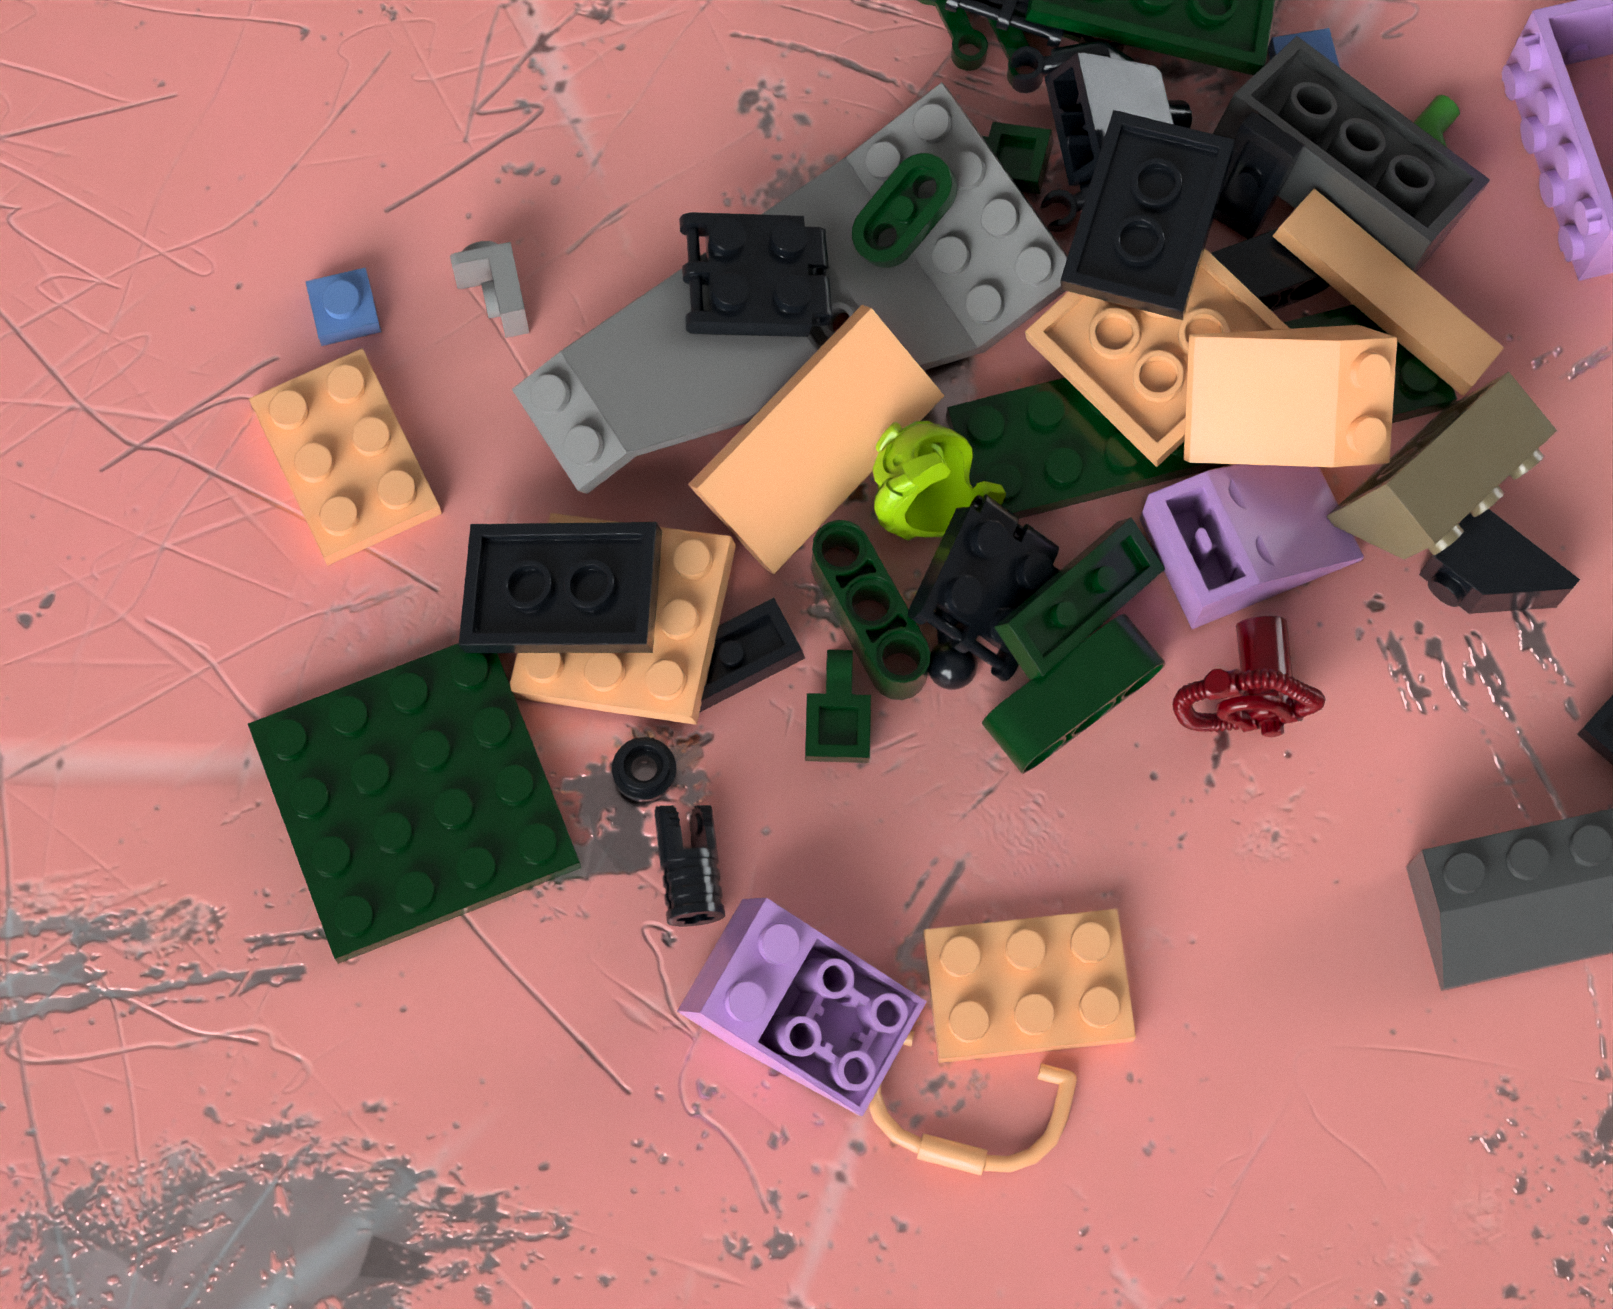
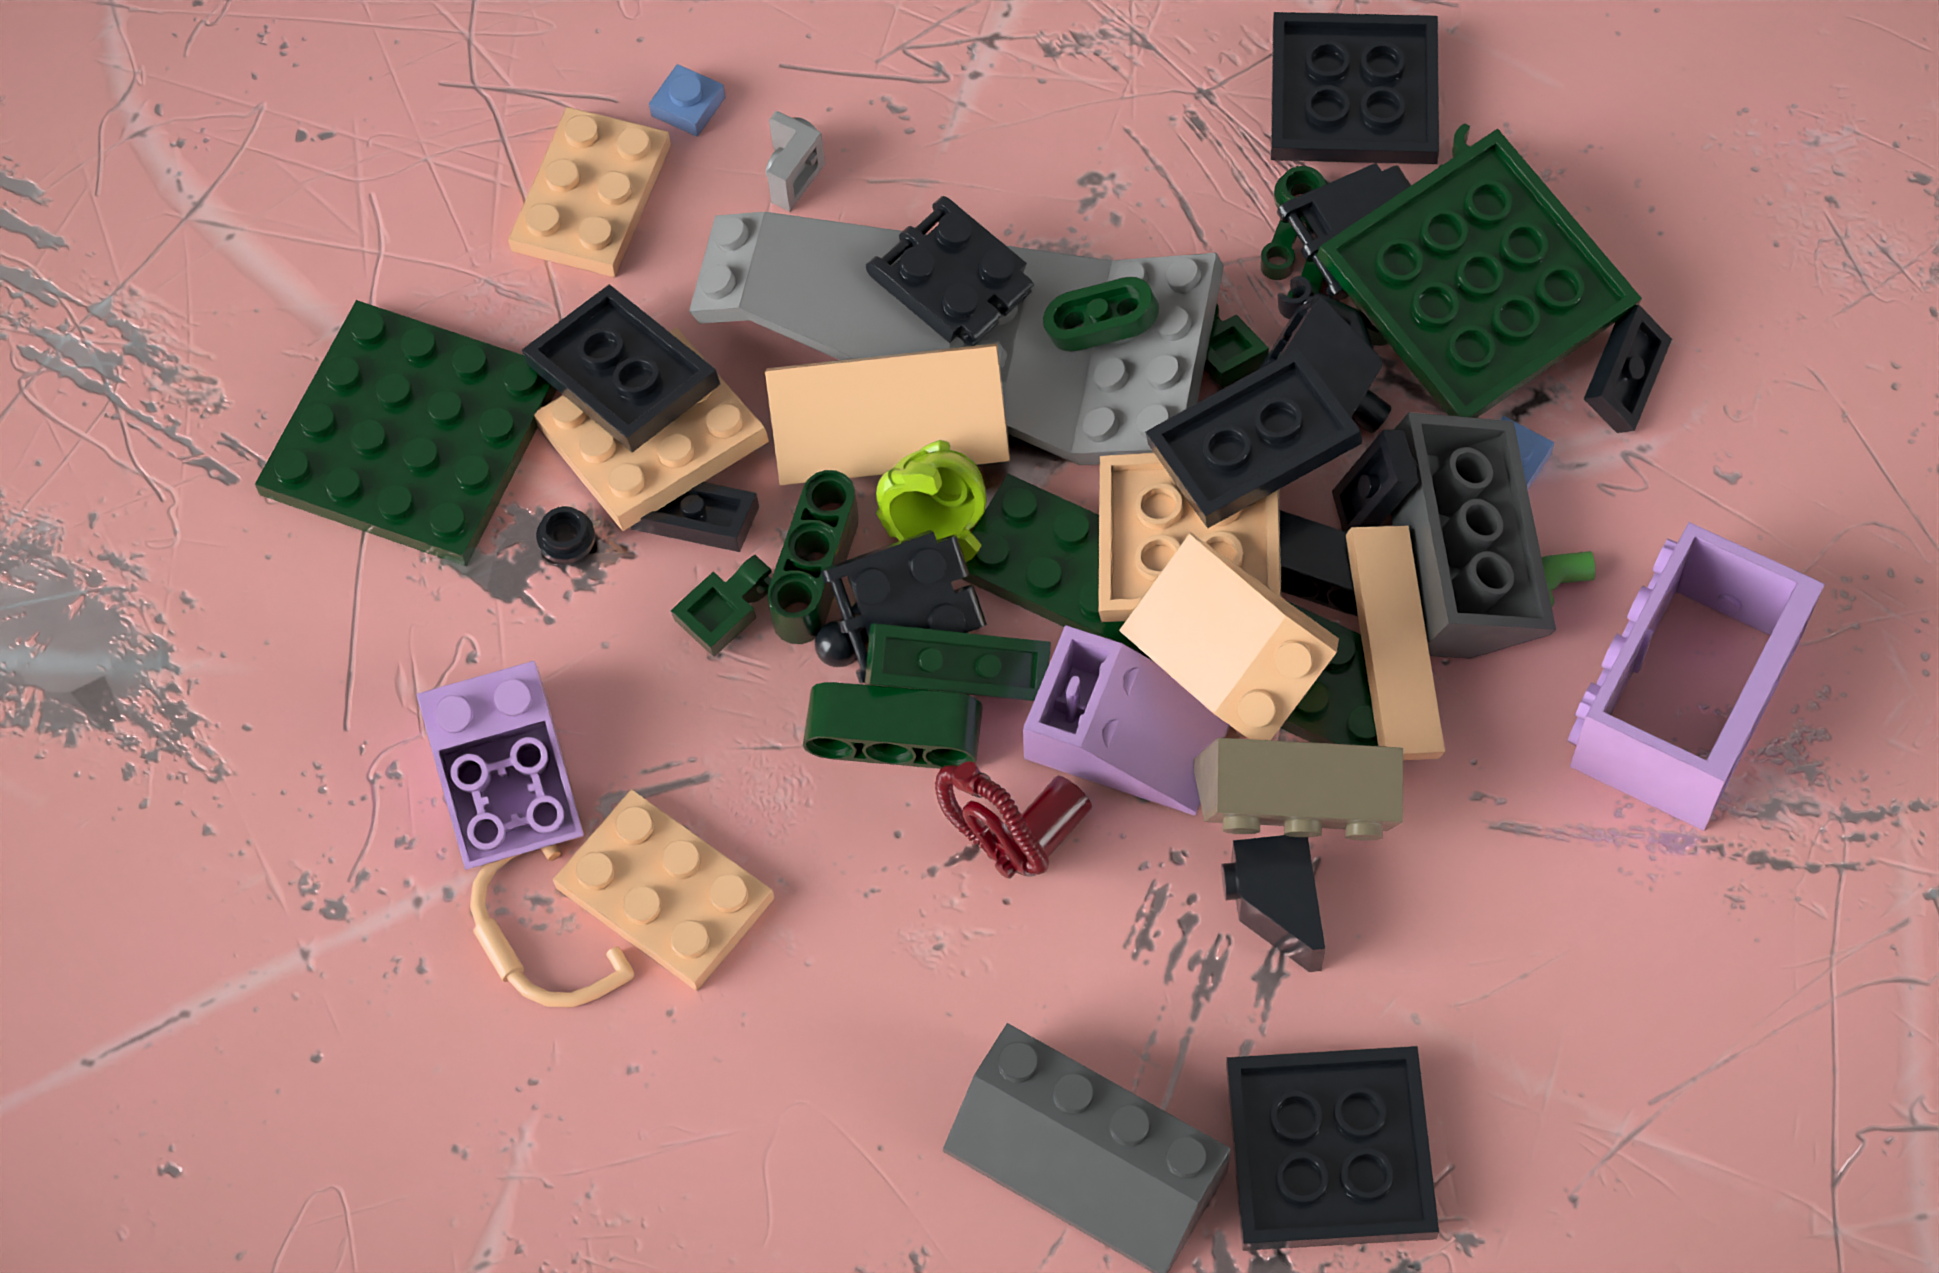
camera: 50 degrees right, 10 degrees down
(691, 873) = (522, 621): black hinge -> none

